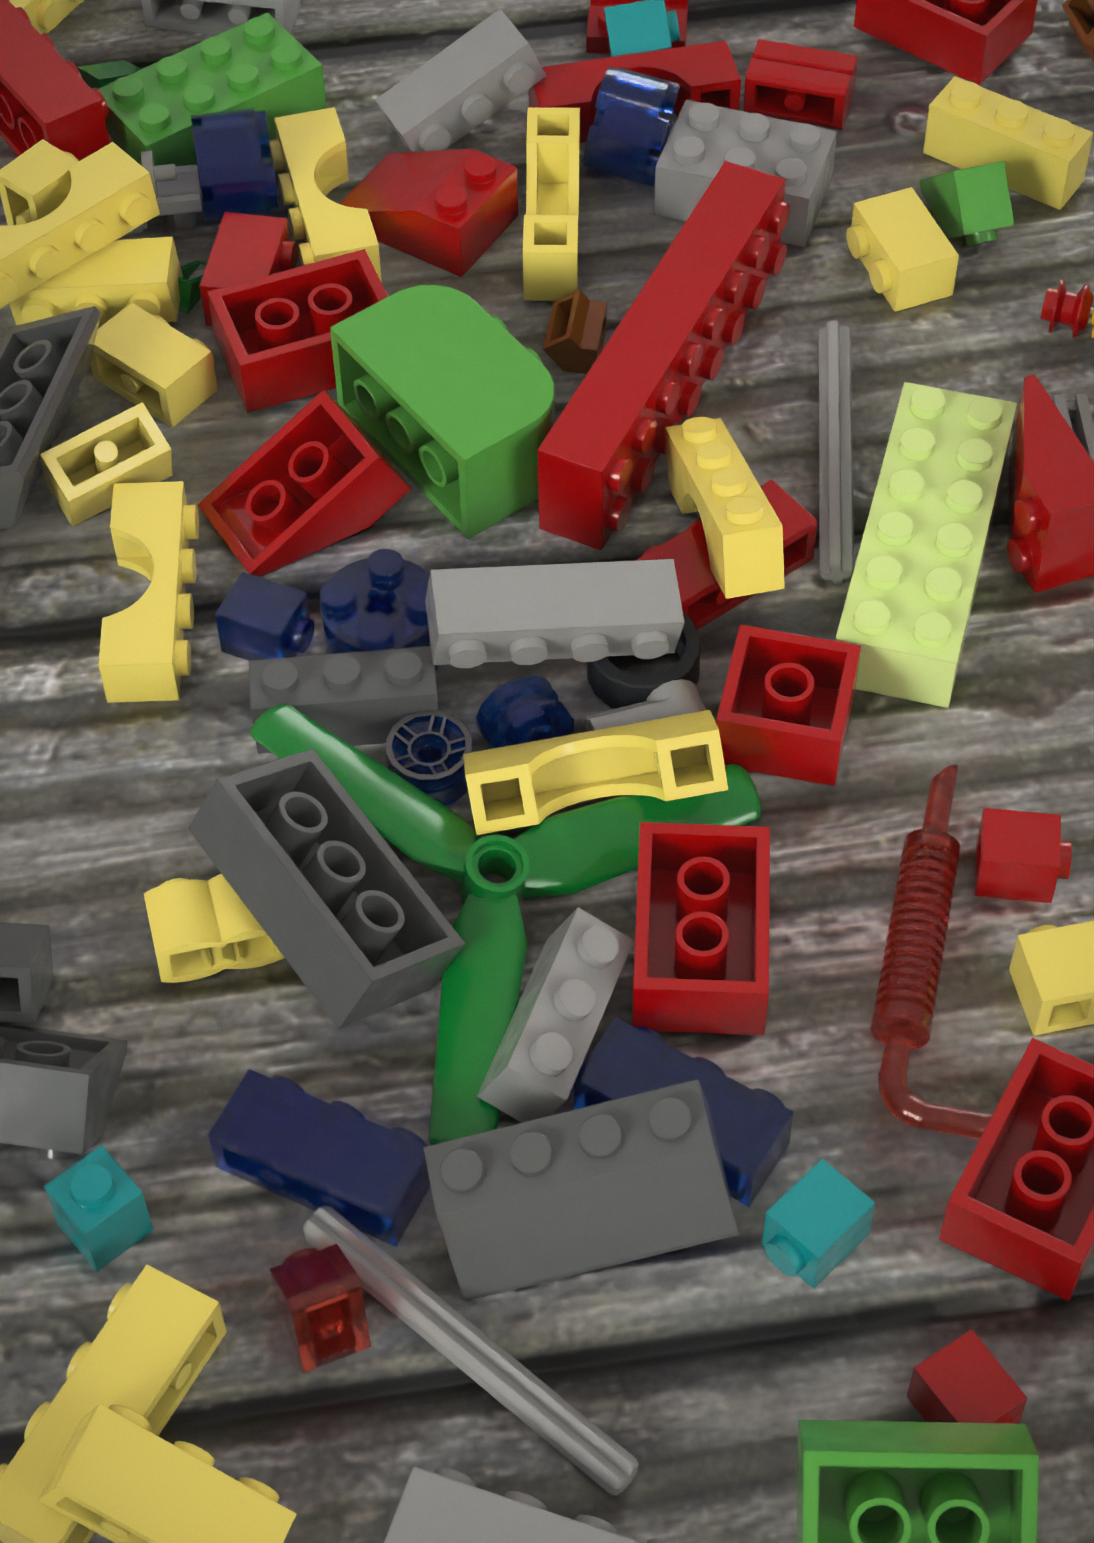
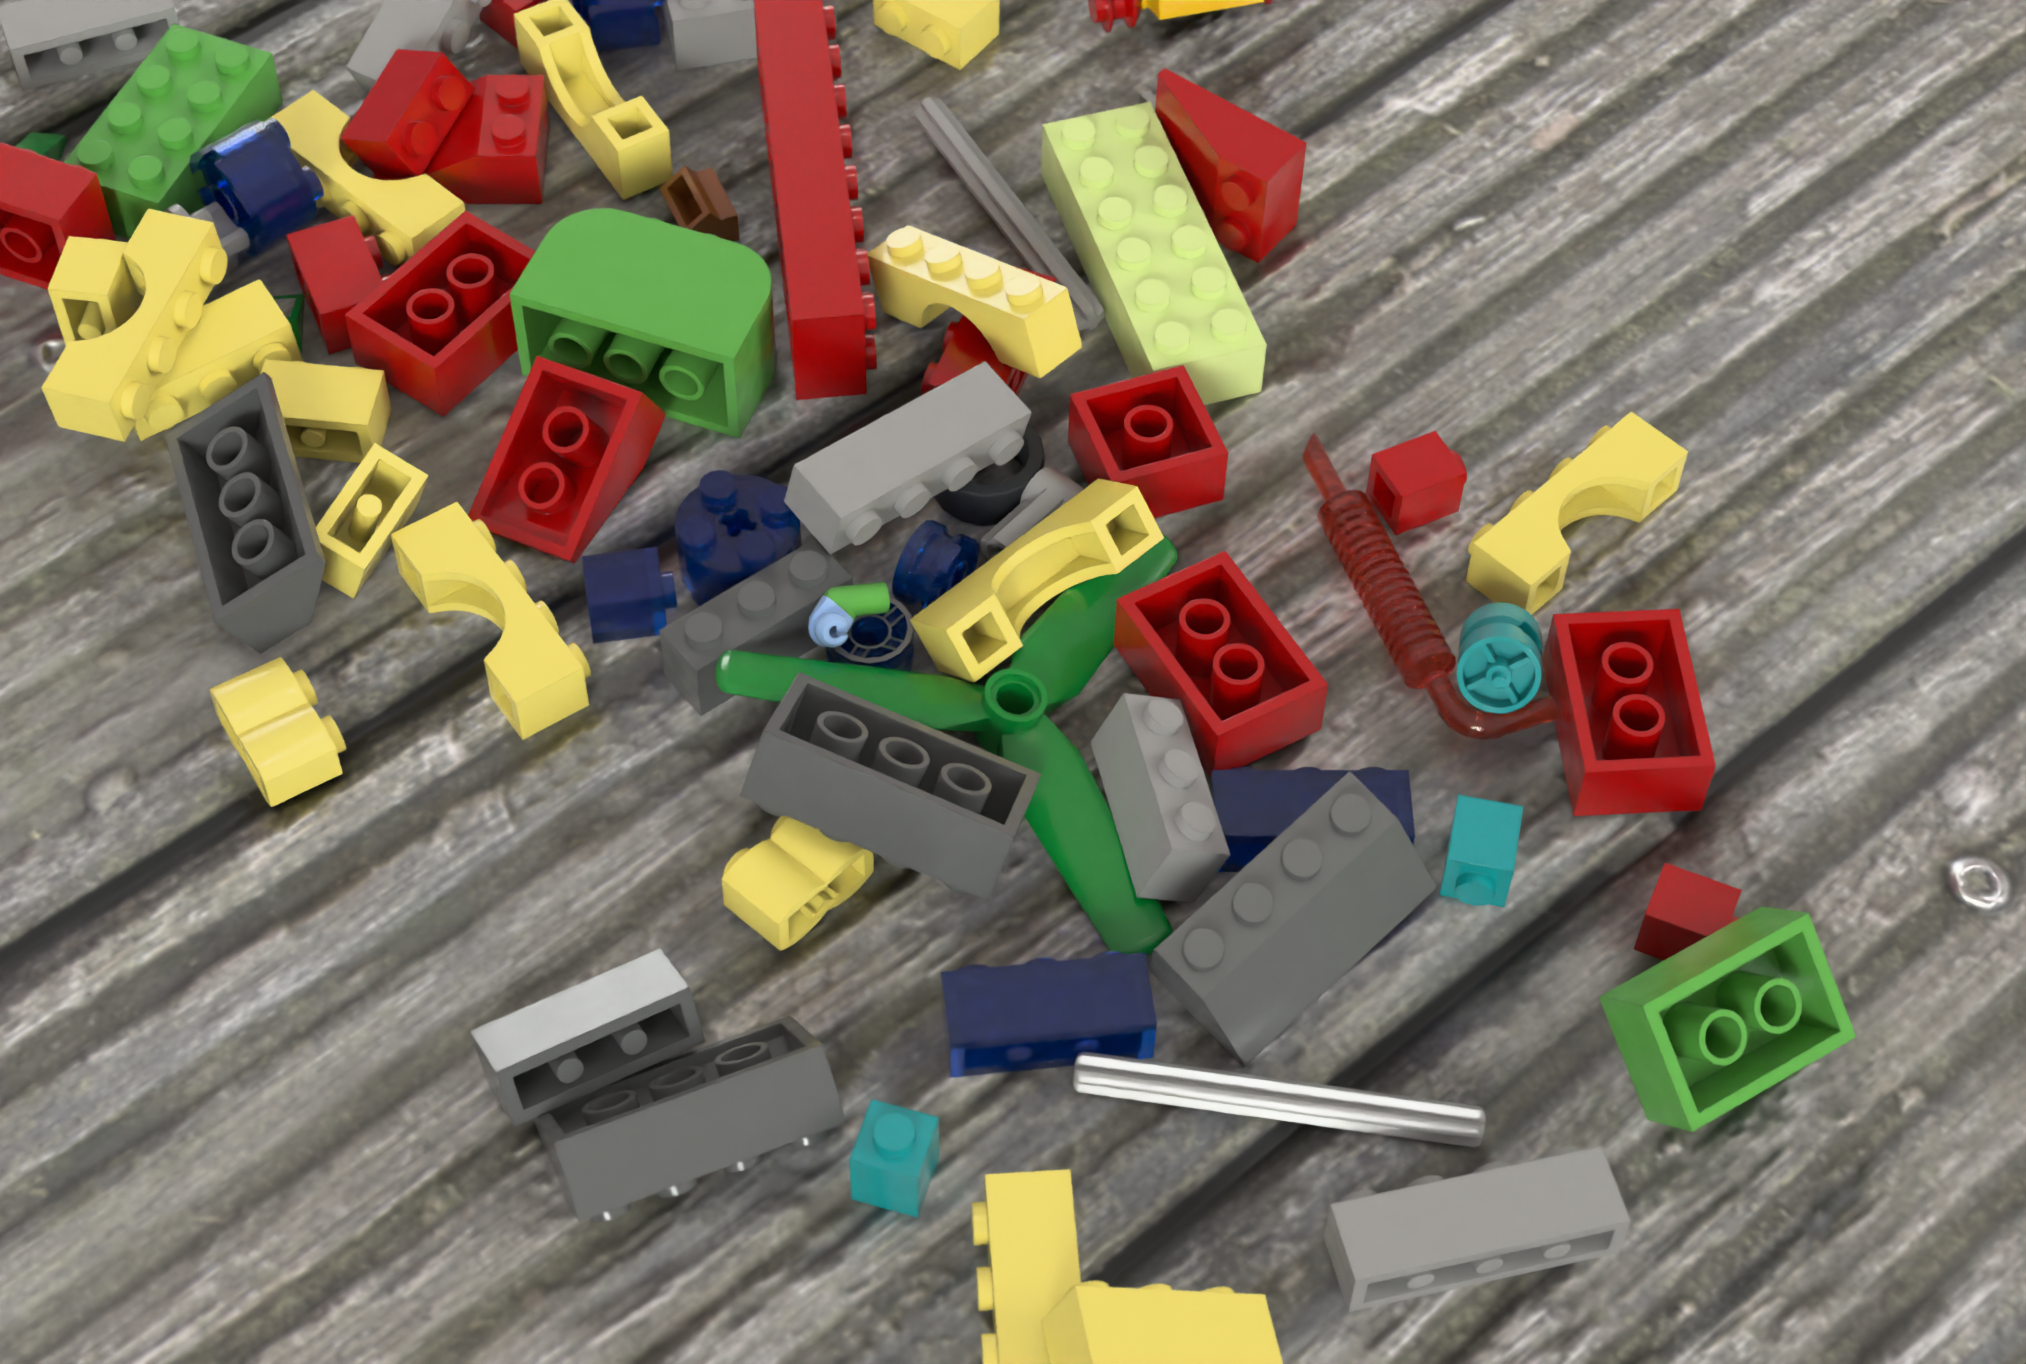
camera: 35 degrees left, 0 degrees up
(321, 1305) = (1147, 1125): clear red slope -> none
(388, 154) = (408, 113): none -> red brick
(406, 715) = (839, 608): none -> arm
(962, 1053) = (1499, 658): none -> teal wheel

